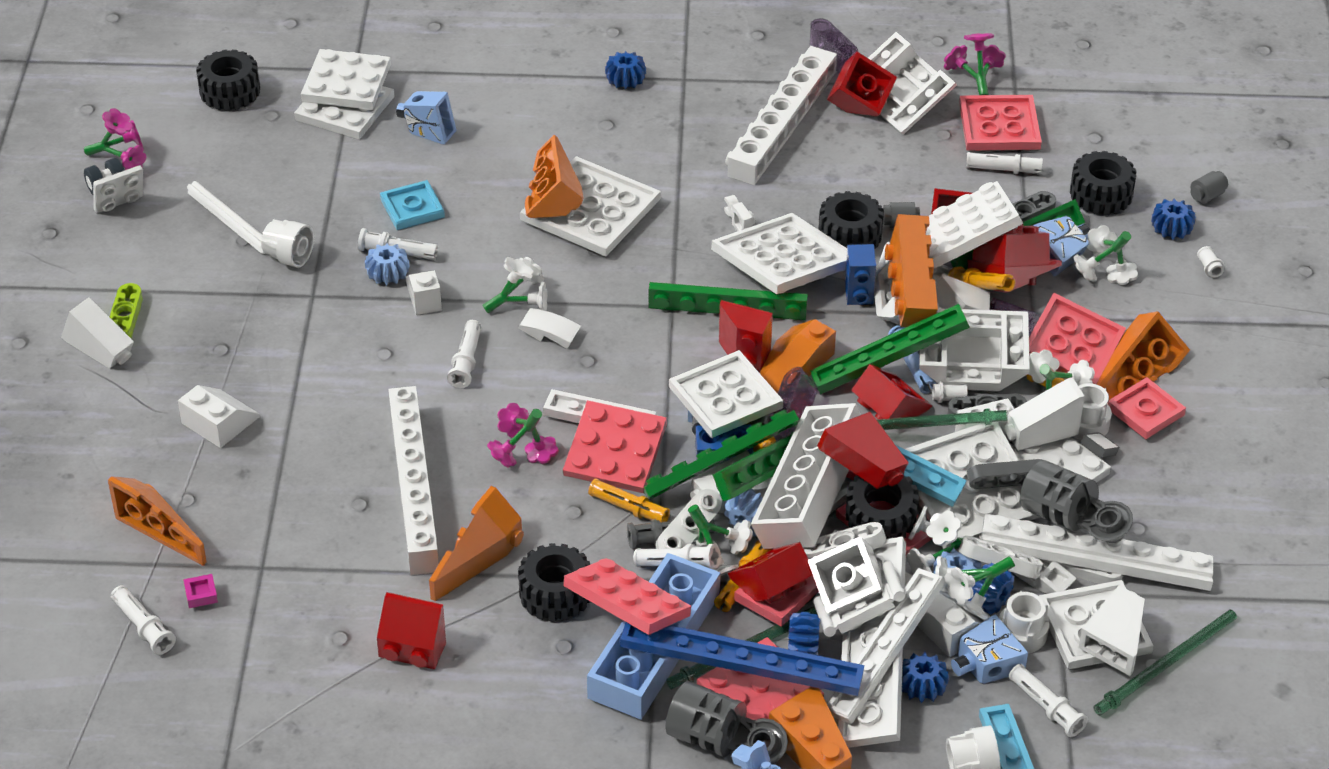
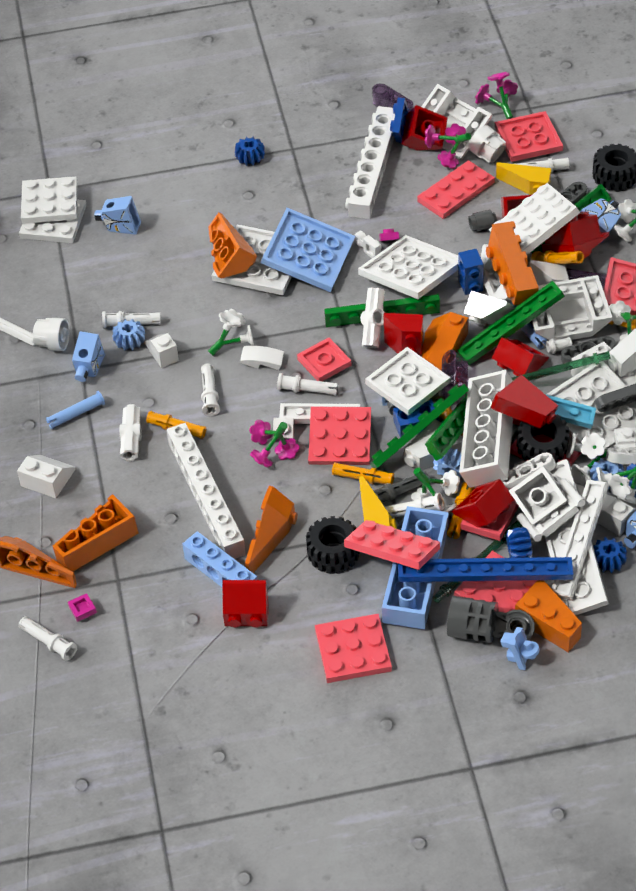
camera: 10 degrees left, 5 degrees up
(249, 503) = (96, 535): none -> orange wedge
(284, 343) = (76, 410): none -> light blue pin
(323, 278) = (87, 355): none -> light blue torso
(344, 385) = (130, 432): none -> white piece
(389, 566) = (213, 560): none -> light blue brick
(397, 380) = (167, 421): none -> light orange pin
(412, 205) = (130, 285): medium azure tile -> none
(536, 722) = (353, 648): none -> coral plate
(549, 422) = (289, 432): none -> white plate
(584, 371) = (297, 383): none -> white pin
(623, 543) = (372, 507): none -> yellow slope
(629, 347) = (324, 360): none -> coral plate
(655, 205) = (308, 249): none -> light blue plate
(679, 530) = (405, 486): white plate -> none
(703, 320) = (373, 318): none -> white piece
(769, 208) = (388, 234): none -> dark pink plate
(834, 56) = (397, 125): none -> blue plate
(852, 219) = (451, 232): black tyre -> none
(861, 324) = (486, 309): none -> white slope
(881, 168) = (455, 189): none -> coral plate
(898, 100) = (455, 135): none -> dark pink plant
(939, 120) = (487, 144): none -> white piece
(974, 169) = (523, 177): none -> yellow slope

